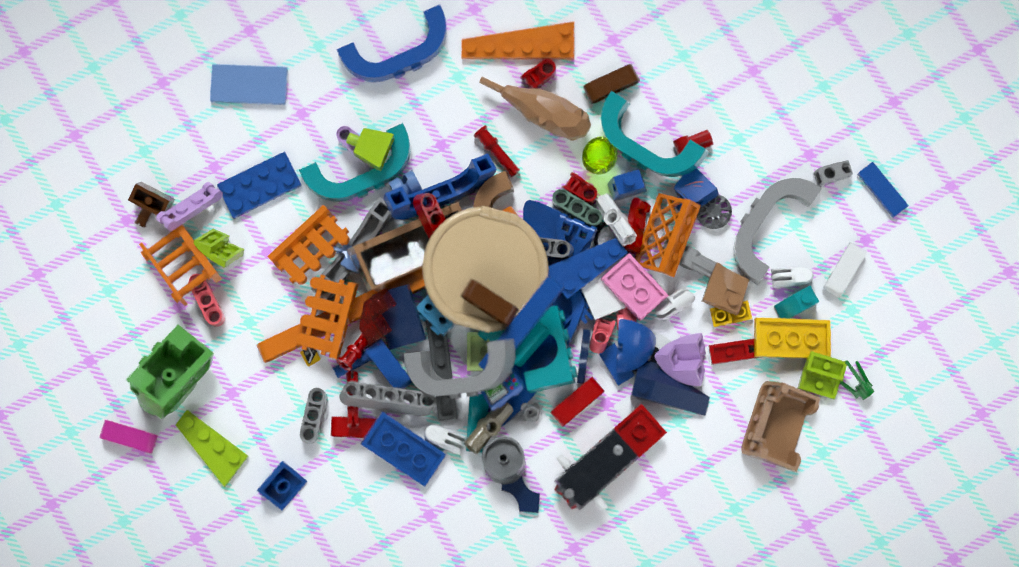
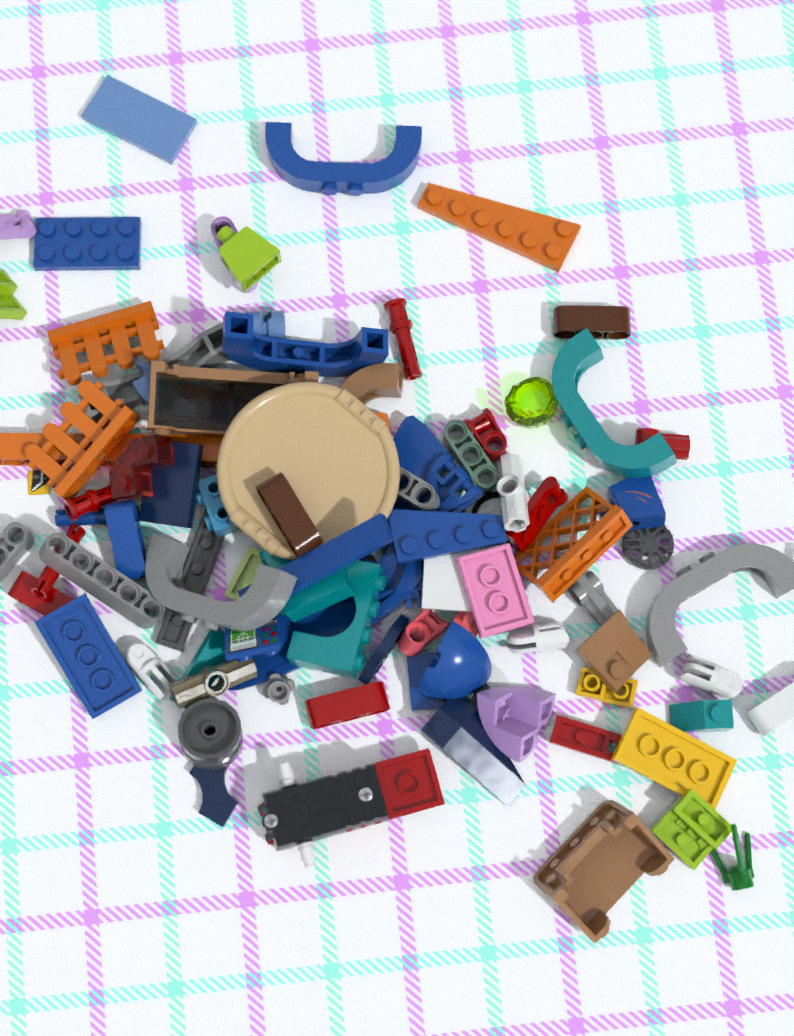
camera: 25 degrees right, 5 degrees down
(362, 184) = (217, 299): teal arch -> none
(426, 212) = (280, 365): red beam -> none
(538, 75) = (503, 270): red piece -> none
(545, 110) = (490, 314): medium nougat piece -> none
(626, 185) = (550, 457): blue torso -> none

